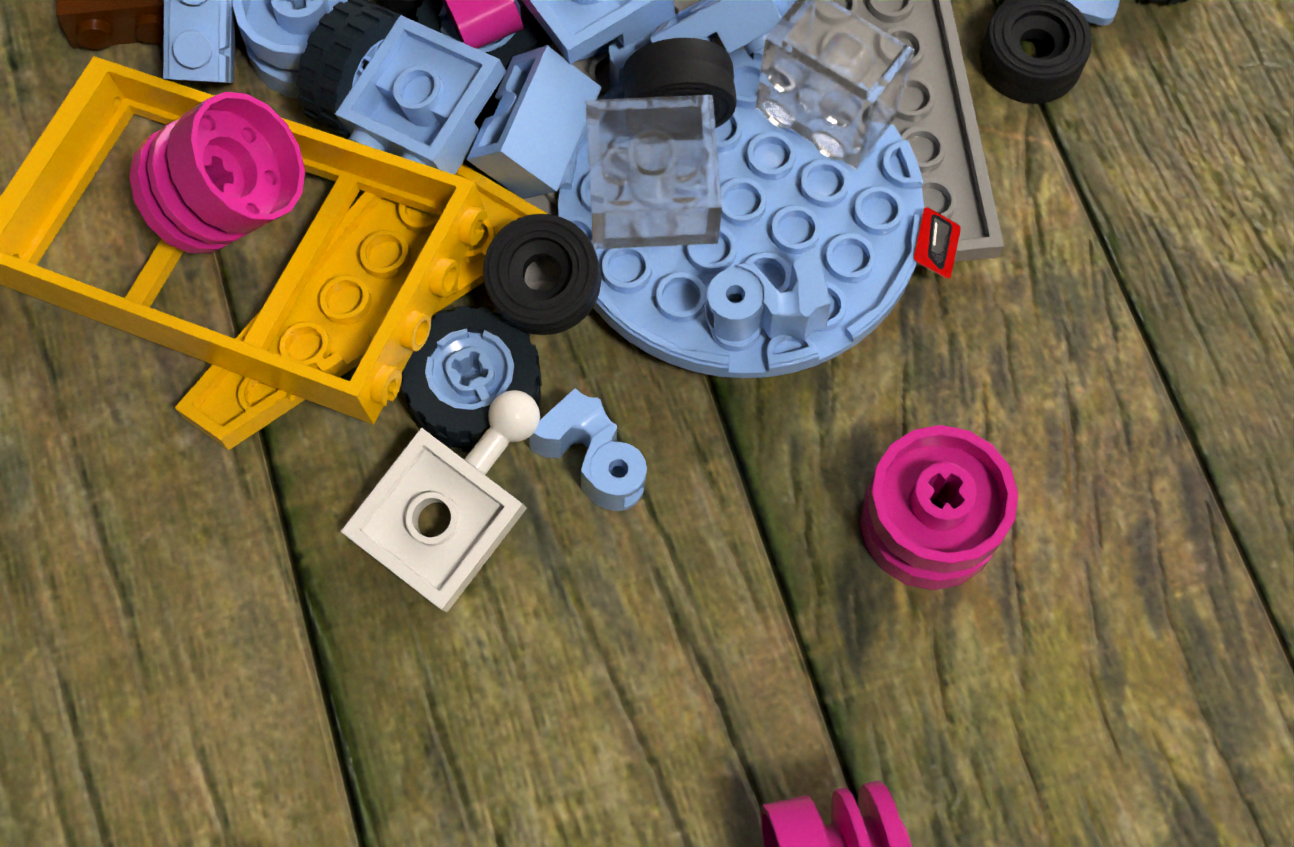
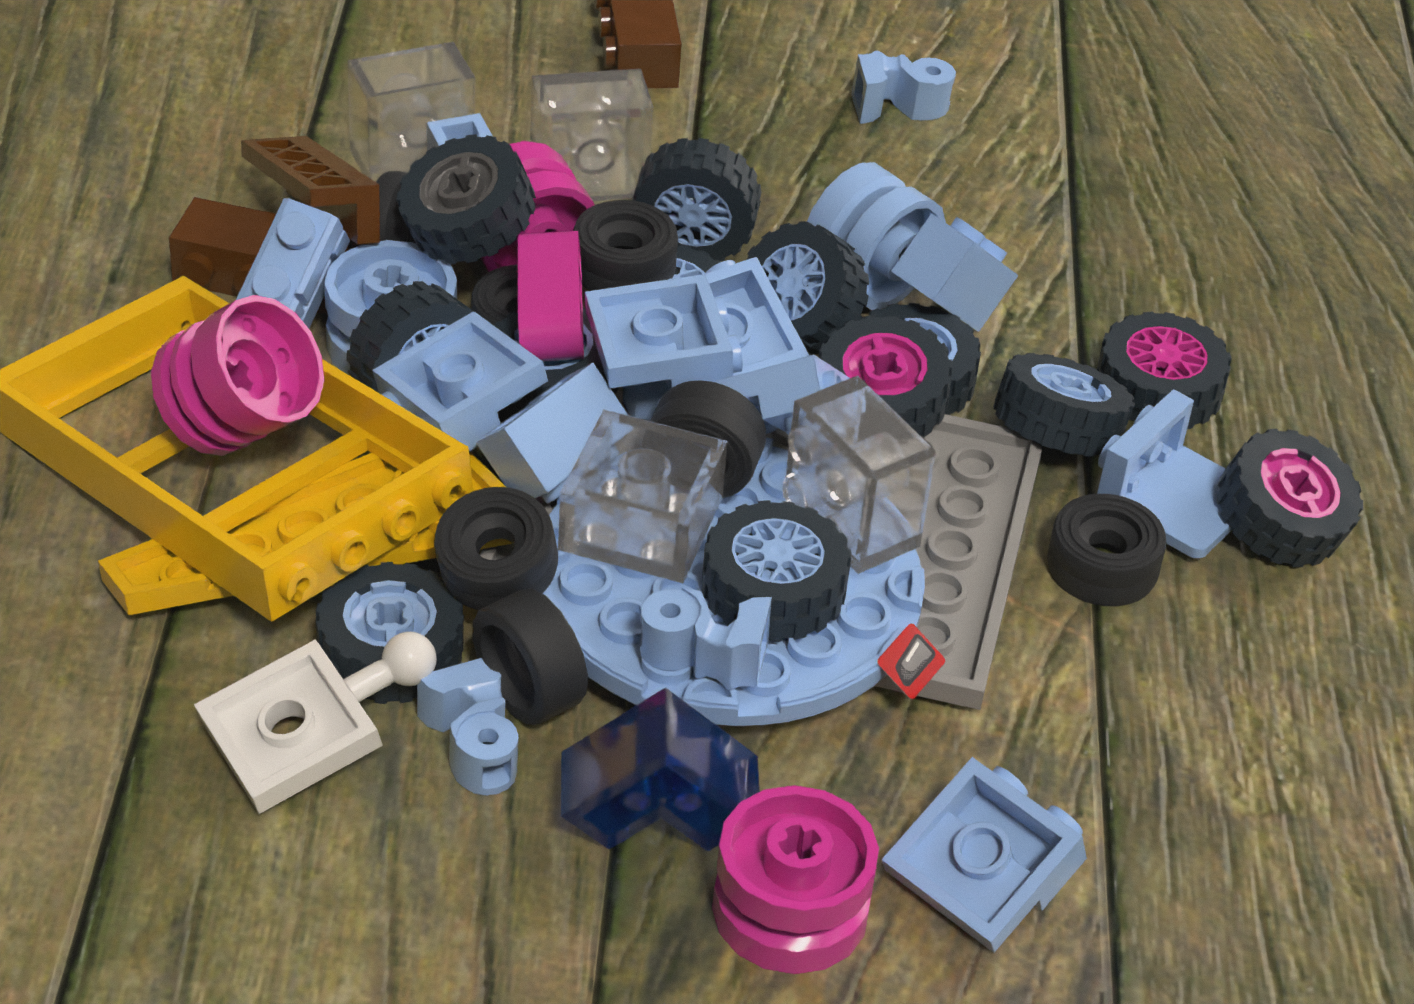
camera: 20 degrees right, 25 degrees down
(618, 367) = (534, 653): none -> black tyre
(781, 448) = (654, 766): none -> clear blue brick
(794, 196) = (778, 555): none -> black wheel
(1077, 414) = (987, 853): none -> light blue plate

